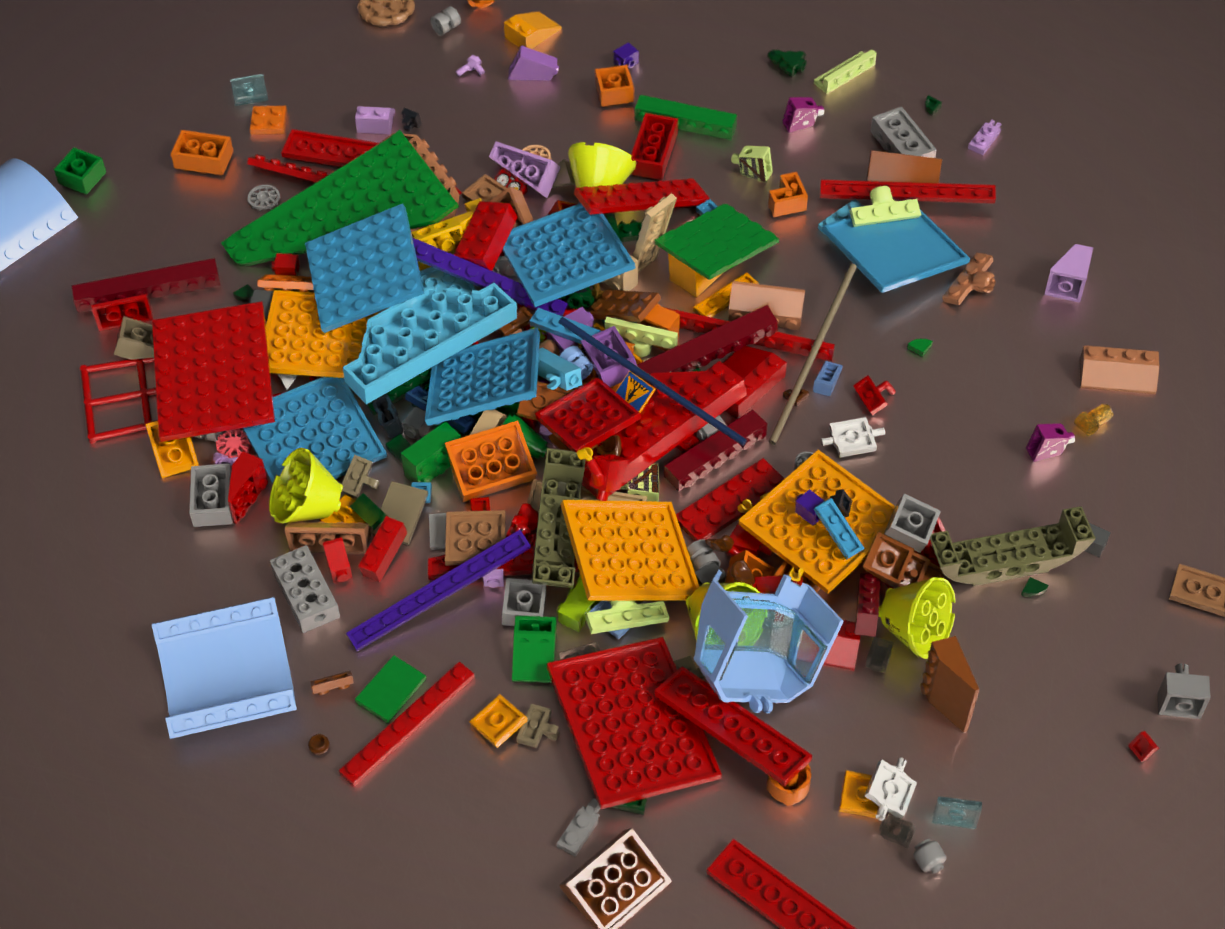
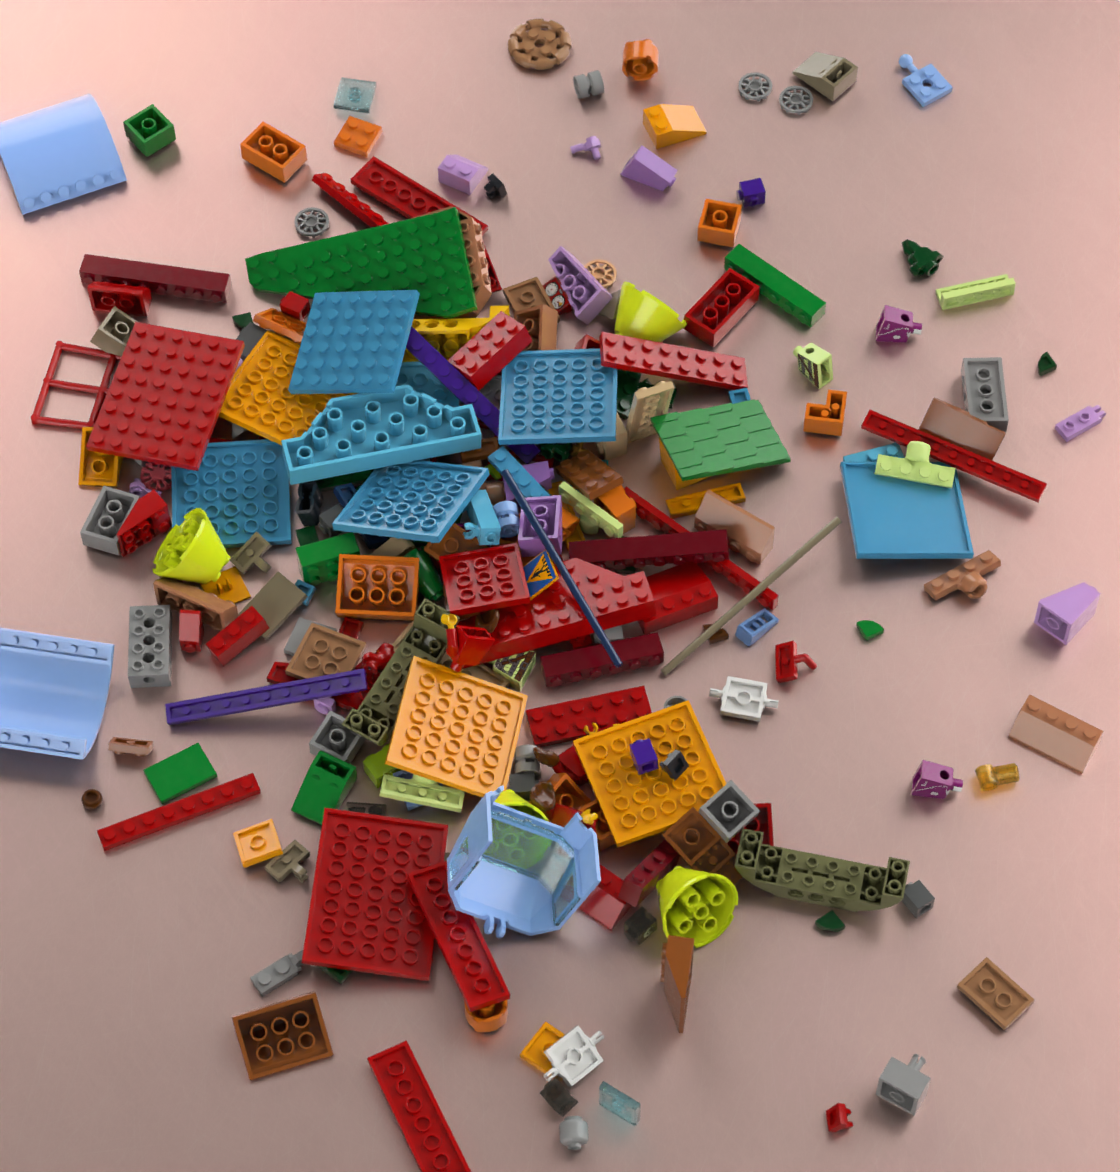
camera: 25 degrees right, 5 degrees up
(368, 511) = (244, 592): dark green tile -> none
(839, 528) = (656, 788): dark azure tile -> none

